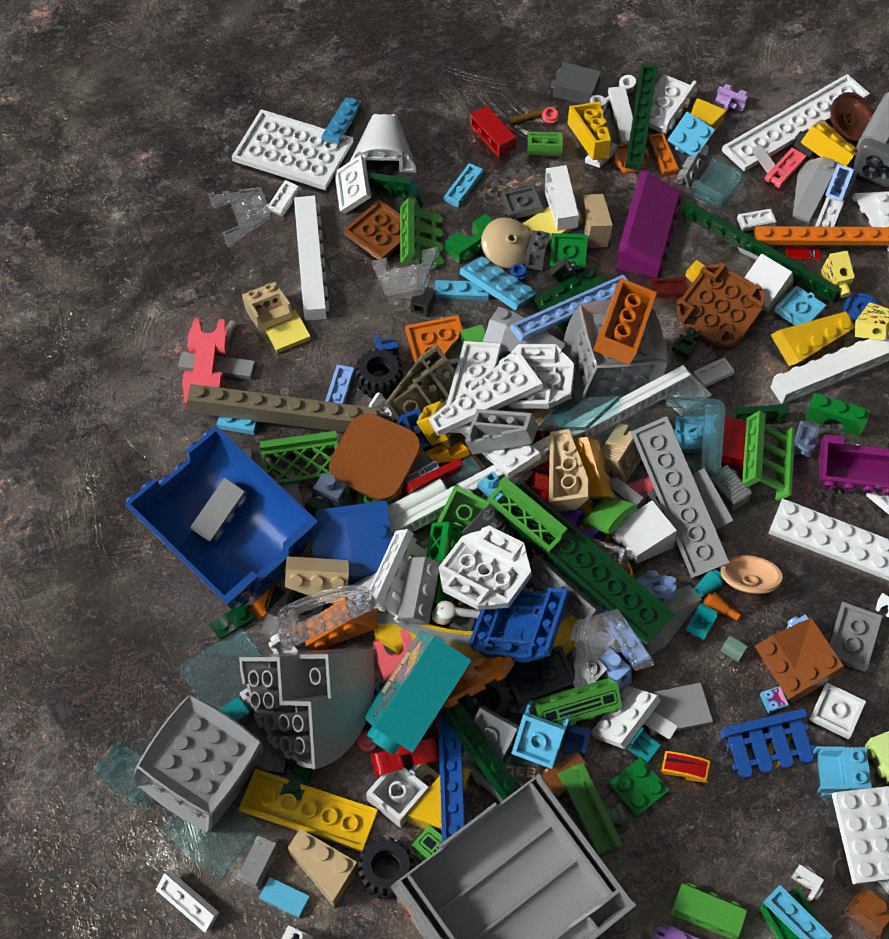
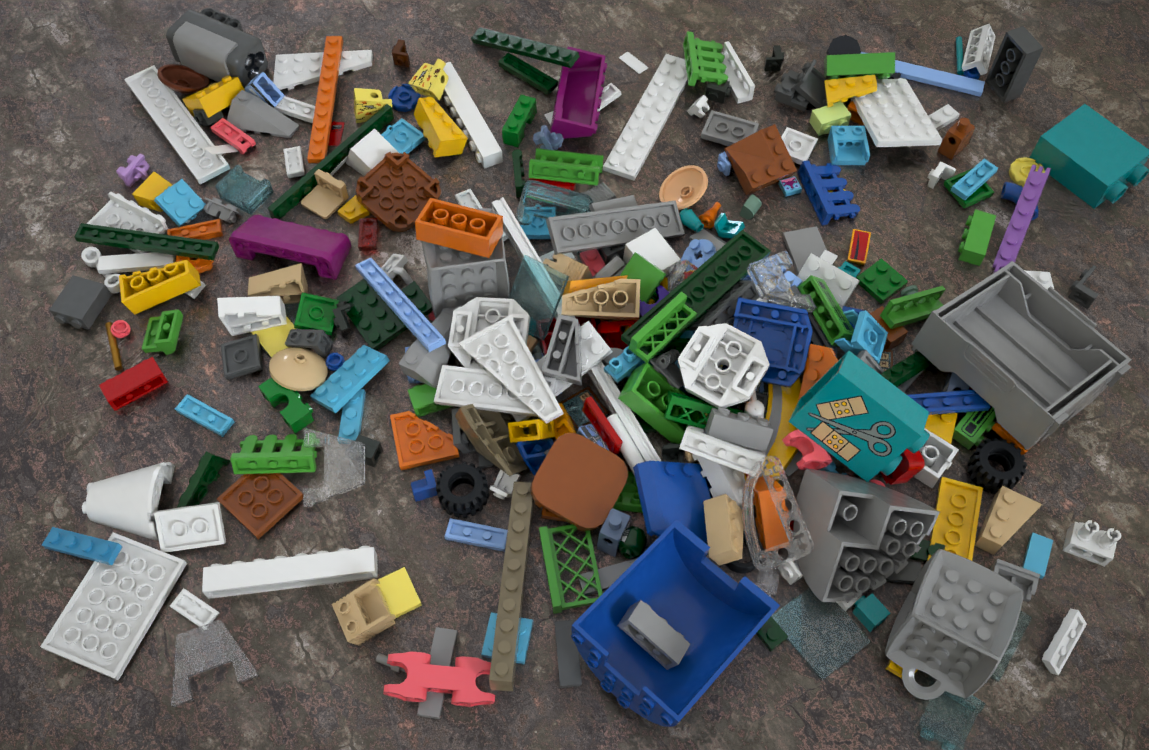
camera: 90 degrees left, 0 degrees up
(711, 248) = (326, 196): none -> tan bracket

